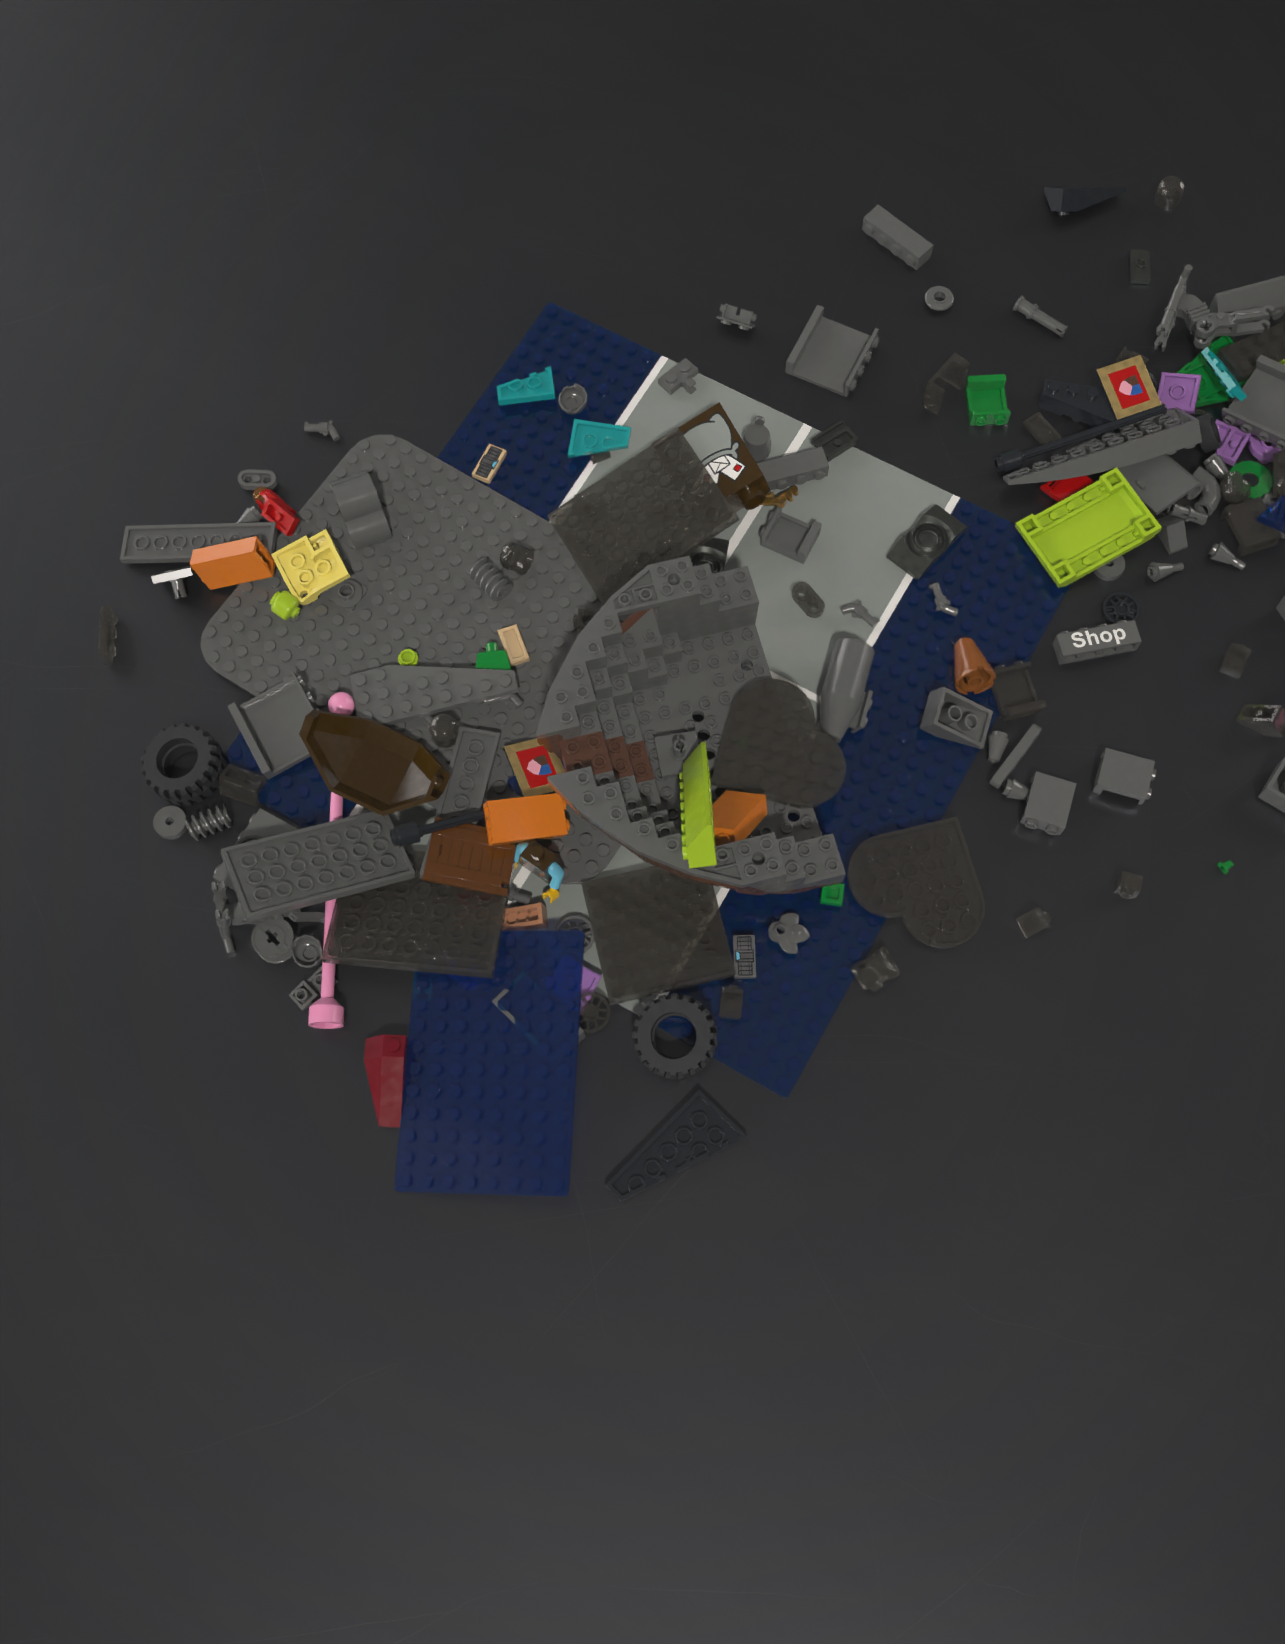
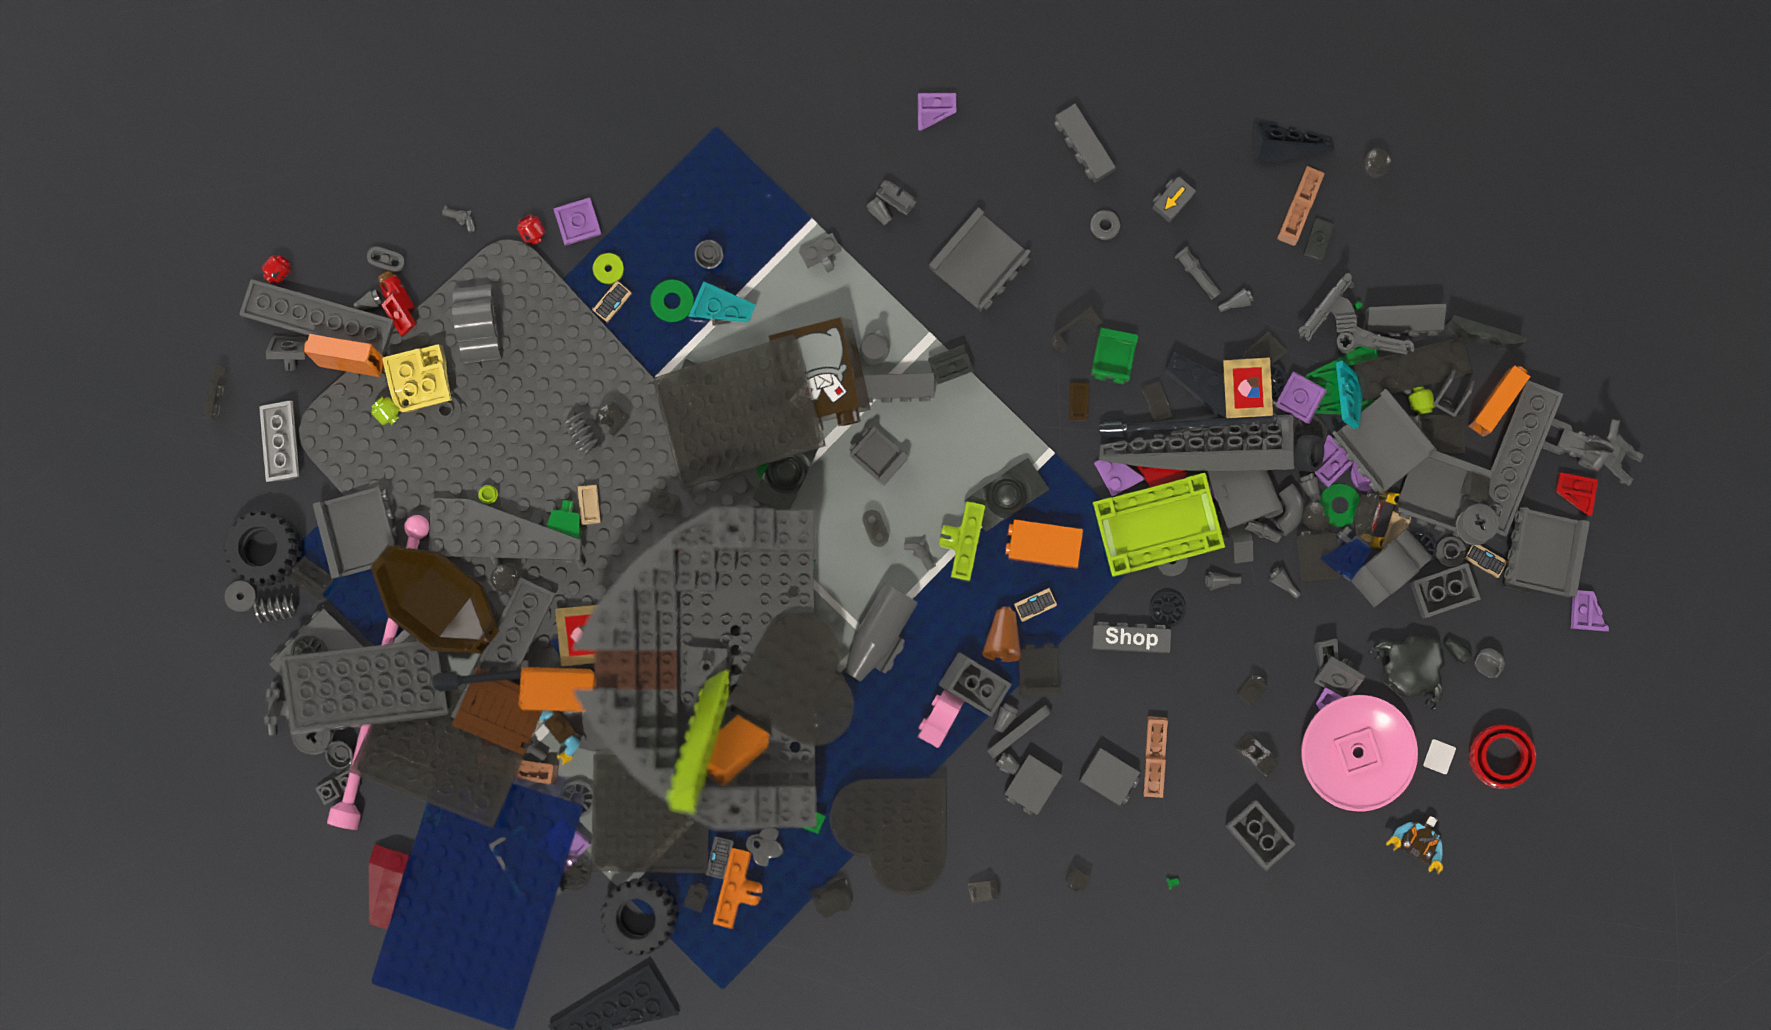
camera: 10 degrees right, 15 degrees up
(149, 511) = (276, 268): none -> red head
(183, 665) = (279, 441): none -> light grey slope
(394, 421) = (531, 229): none -> red head
(437, 406) = (577, 221): none -> medium lavender plate
(478, 429) = (602, 262): none -> lime piece
(534, 388) = (672, 228): teal wing -> none
(542, 439) = (678, 313): none -> green gear
(722, 332) = (879, 210): none -> dark grey cone
(749, 241) = (934, 107): none -> medium lavender wing
(772, 983) = (735, 889): none -> orange plate
(781, 499) = (876, 421): pearl gold piece -> none
(900, 588) = (964, 540): none -> lime plate
(933, 759) = (941, 718): none -> bright pink brick
(941, 602) = (999, 561): dark grey piece -> none
(967, 448) = (1078, 401): none -> dark brown tile
(981, 573) = (1044, 544): none -> orange brick
(991, 632) = (1035, 605): none -> tile
(995, 262) = (1173, 199): none -> dark grey brick
(1028, 499) = (1118, 476): none -> medium lavender wing
(1089, 327) = (1241, 299): none -> dark grey cone
(1112, 245) = (1300, 206): none -> nougat slope
(1161, 748) = (1155, 756): none -> nougat slope

